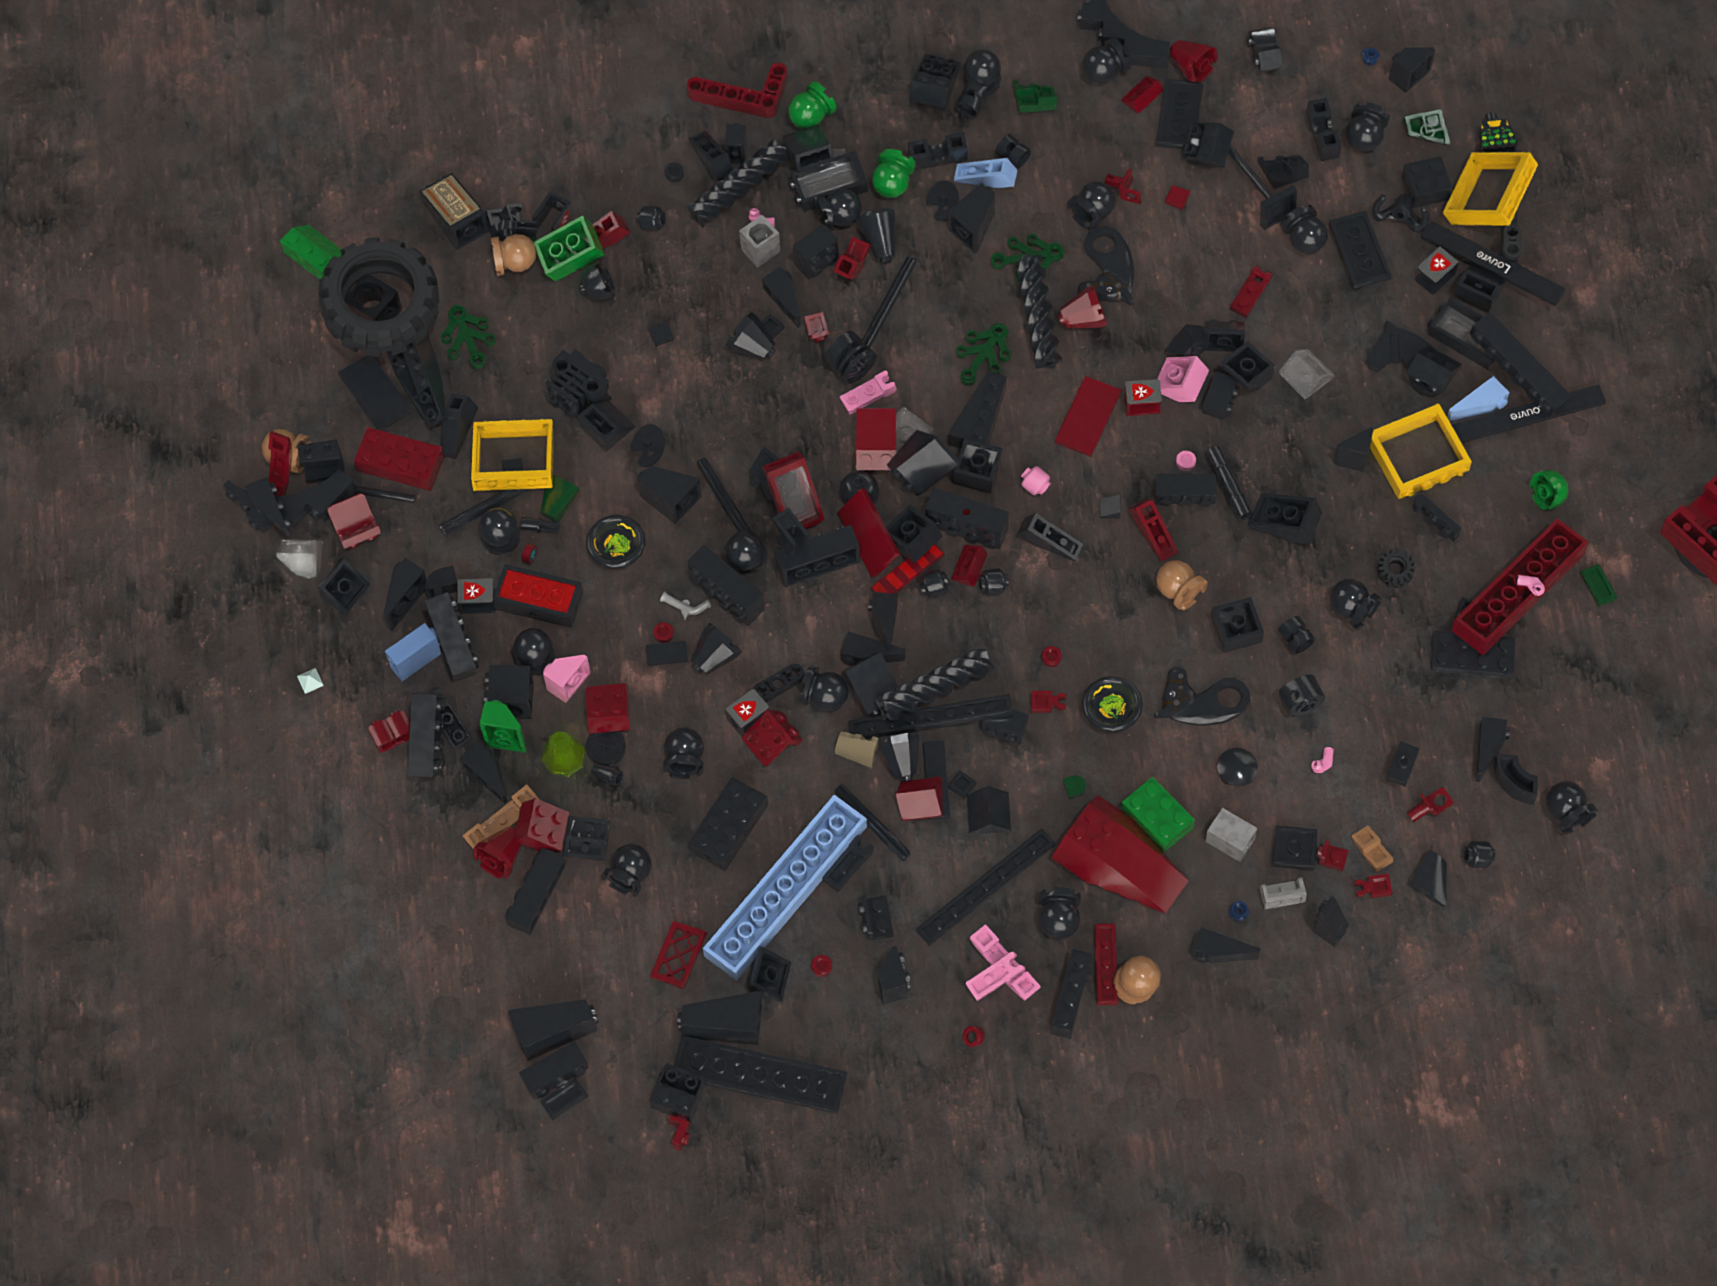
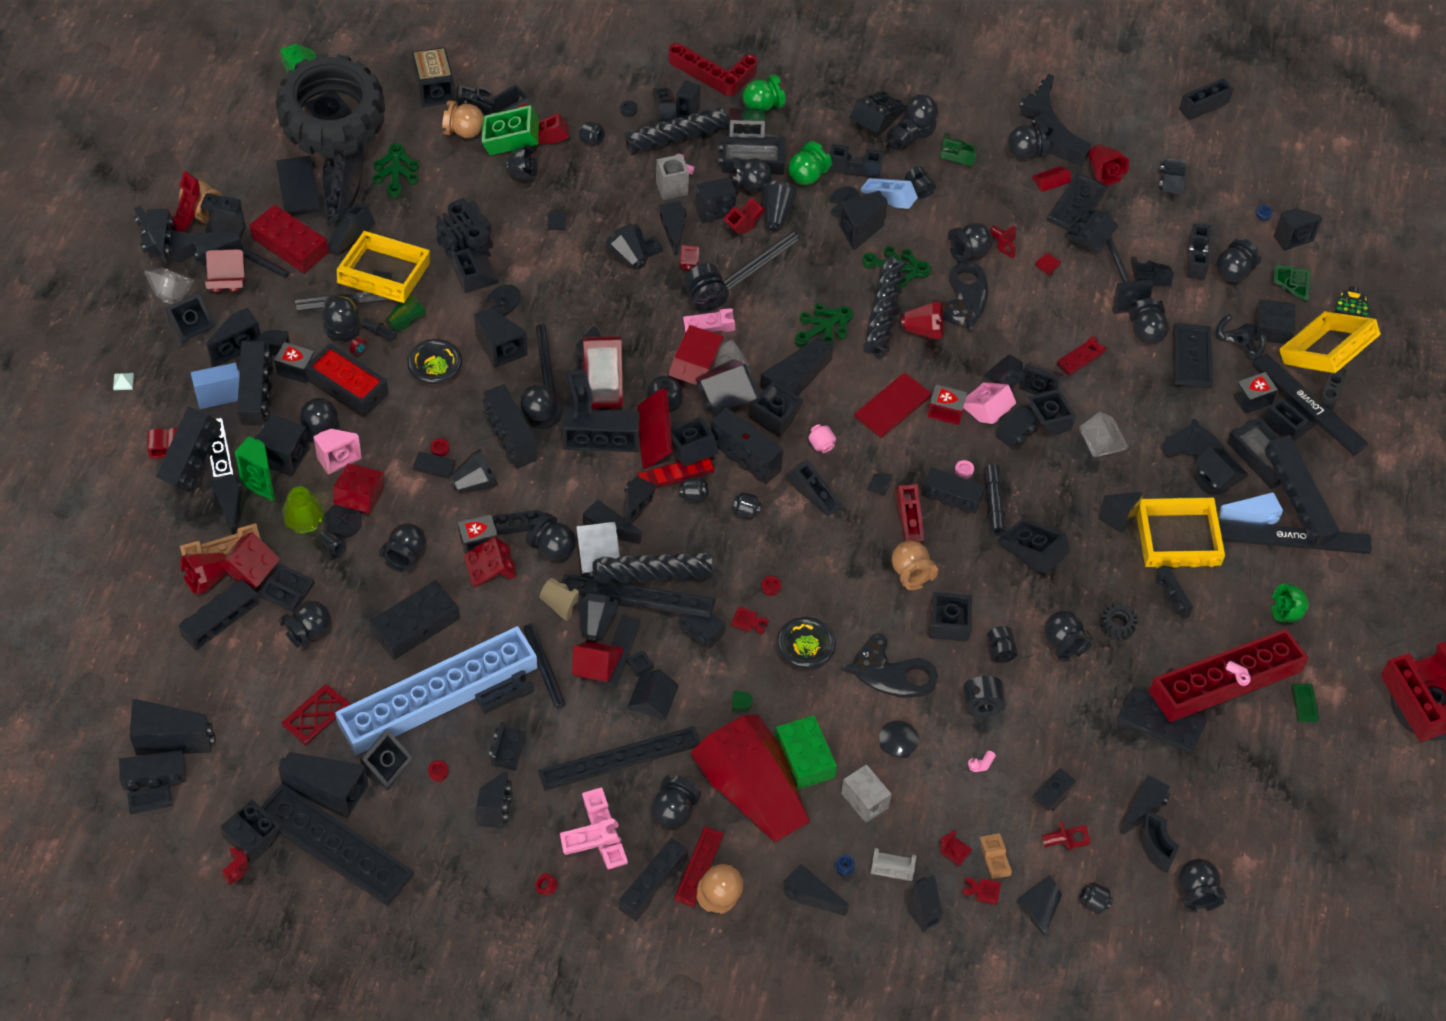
camera: 15 degrees right, 10 degrees down
(684, 605) = (468, 433): light grey piece -> none
(969, 565) = (732, 486): dark red slope -> none
(1295, 847) = (922, 828): black plate -> none

